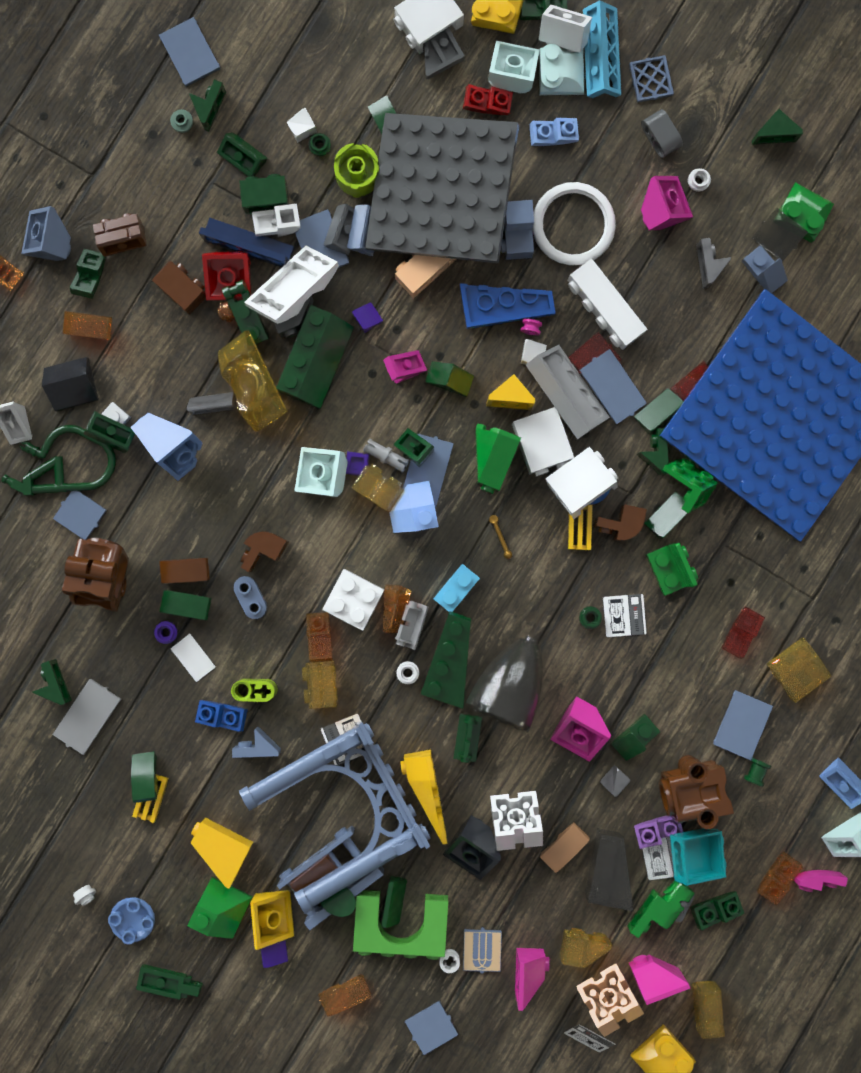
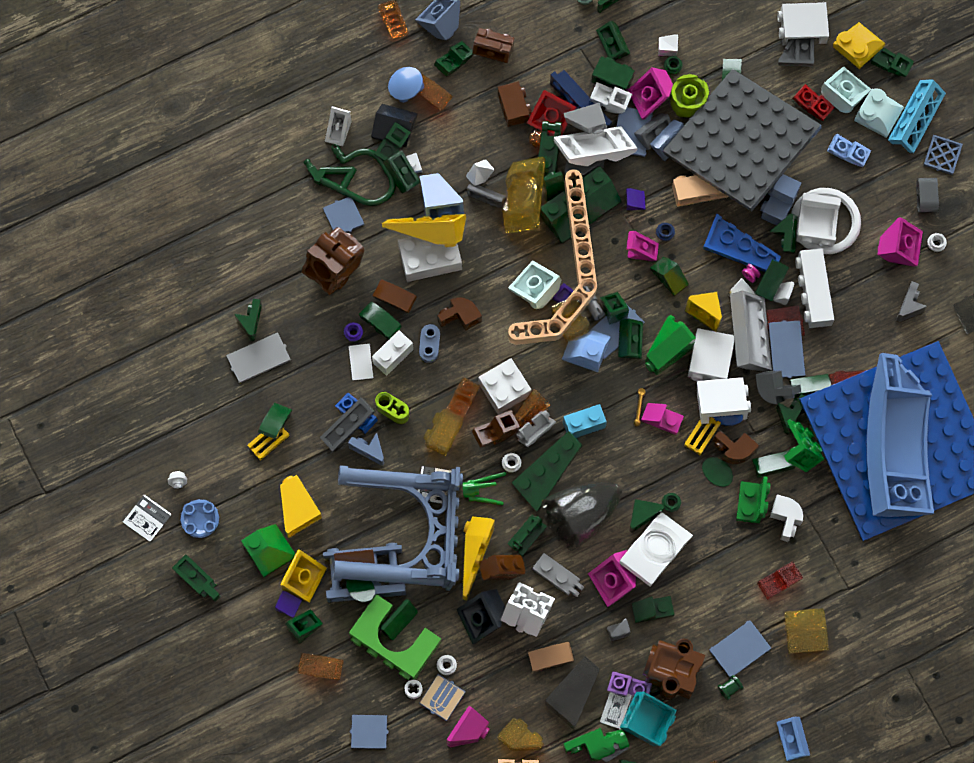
camera: 30 degrees right, 15 degrees down
(54, 332) = (405, 83): none -> medium blue dish
(79, 948) = (147, 518): none -> sticker
(80, 405) = (392, 142): none -> dark green slope
(184, 482) = (441, 230): none -> yellow wedge
(190, 385) = (480, 172): none -> white slope
(192, 505) = (427, 259): none -> white brick
(219, 633) = (392, 353): none -> white brick
(219, 737) = (347, 424): none -> dark grey plate
(267, 261) = (588, 119): none -> light grey slope
(275, 355) = (553, 185): none -> dark green slope
(302, 967) = (303, 625): none -> dark green slope
(314, 188) = (651, 91): none -> dark pink slope
(354, 424) = (586, 261): none -> light nougat beam
(372, 652) = (497, 430): none -> reddish brown brick
(386, 726) = (471, 488): none -> green plant
(418, 327) = (665, 226): none -> dark blue plate
(450, 470) = (630, 339): none -> dark green slope
(465, 793) = (502, 567): none -> reddish brown brick
(467, 924) = (446, 658): none -> white plate
(522, 760) = (557, 575): none -> light grey hinge
(530, 534) = (662, 418): none -> dark pink slope
(543, 255) = (788, 228): none -> dark green slope
(557, 322) = (772, 280): none -> dark green slope
(565, 28) = (897, 85): white brick -> none
(568, 229) = (818, 220): none -> white panel
(570, 647) = (643, 513): none -> dark green slope
(576, 327) = (783, 293): none -> white slope
(606, 679) = (655, 549): none -> white slope
(616, 556) = (717, 471): none -> dark green sticker
(624, 439) = (772, 389): none -> dark grey brick
(624, 615) = (698, 517): sticker -> none
(714, 558) = (788, 511): none -> white brick
(765, 270) = (950, 332): sand blue slope -> none
(787, 424) = (898, 442): none -> medium blue slope

